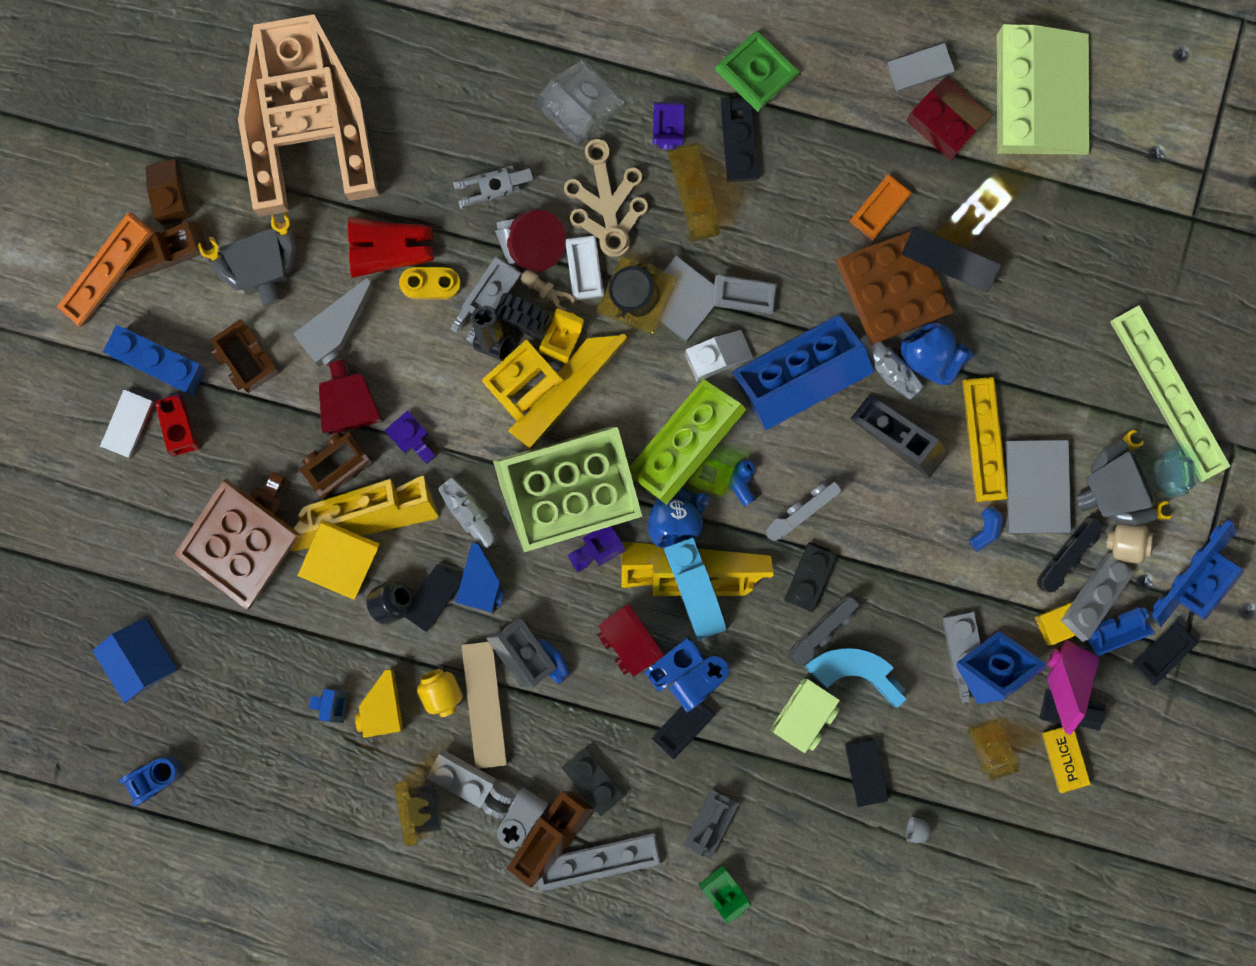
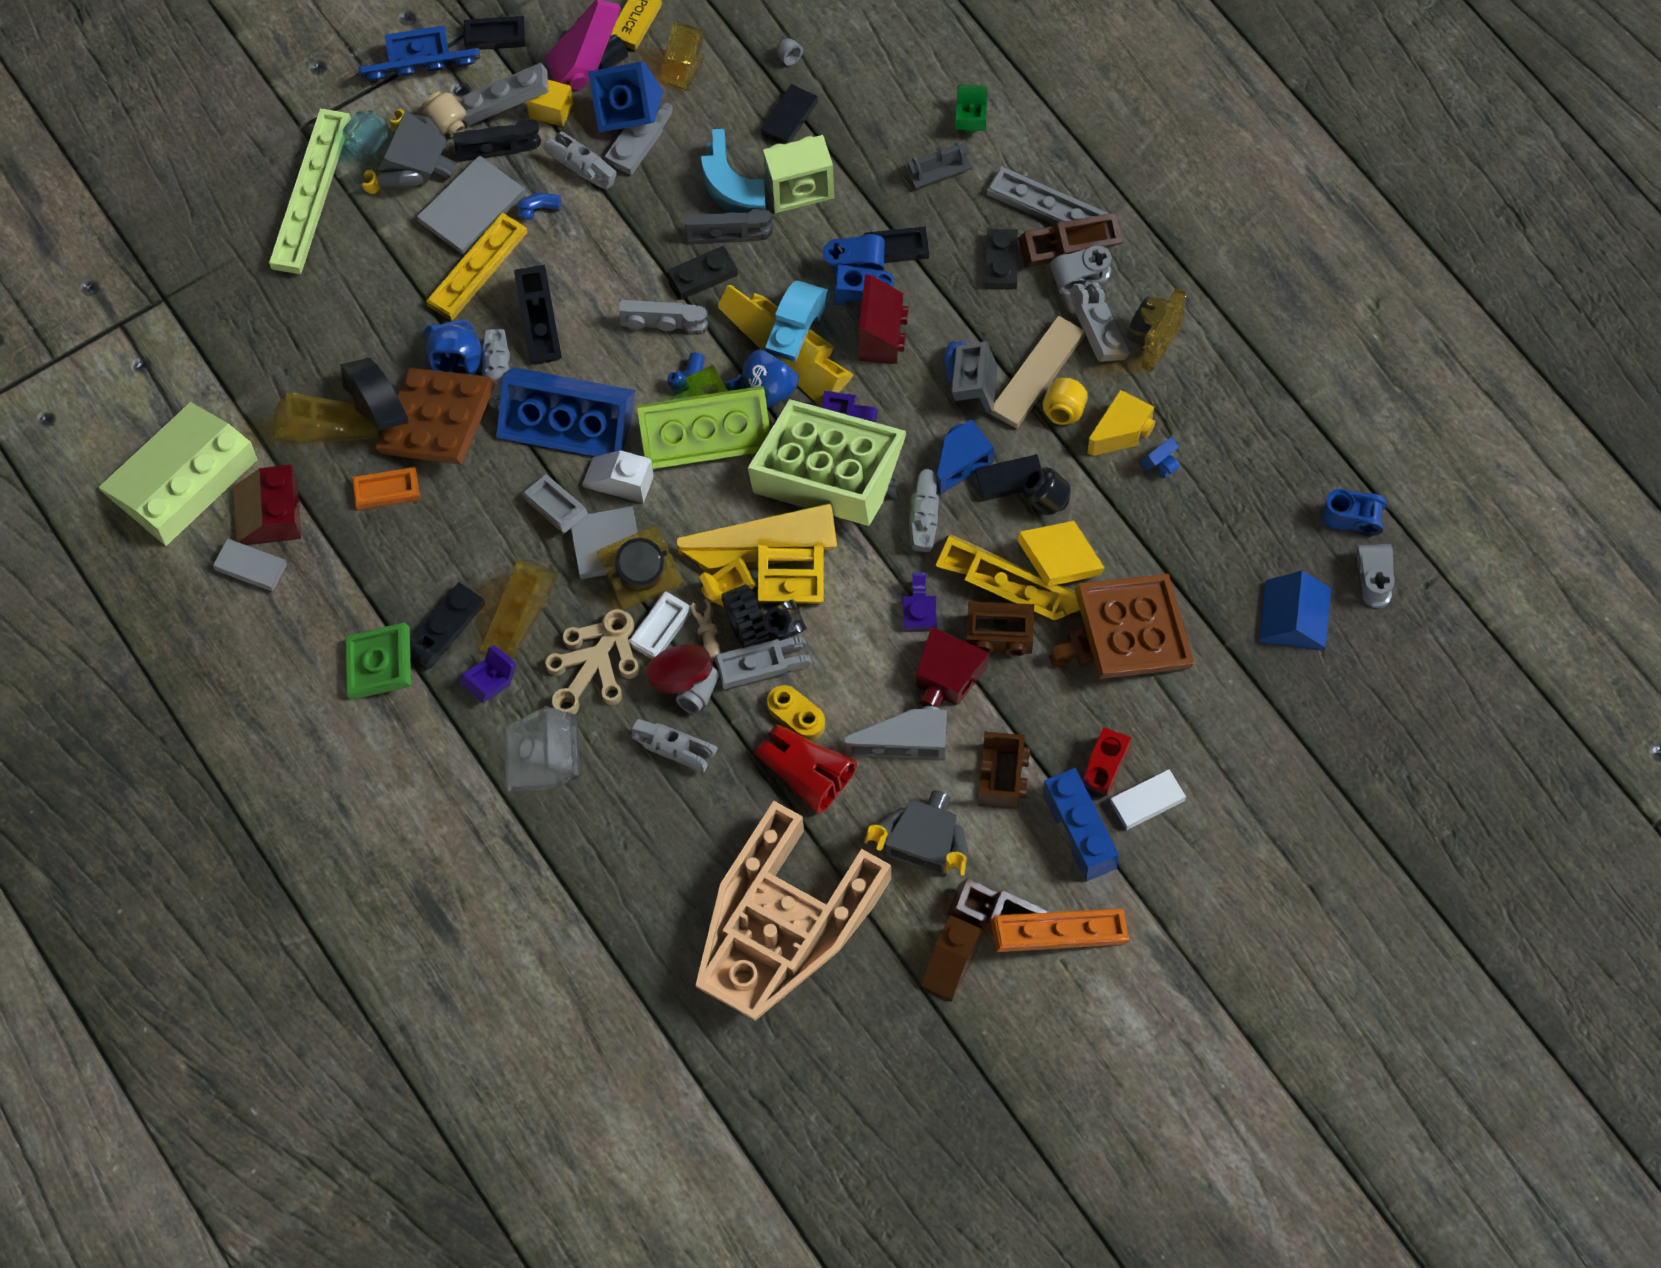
camera: 135 degrees left, 20 degrees down
(101, 745) = (1376, 571): none -> light grey piece
(973, 593) = (580, 160): none -> light grey hinge
(1115, 634) = (506, 62): blue hinge -> none

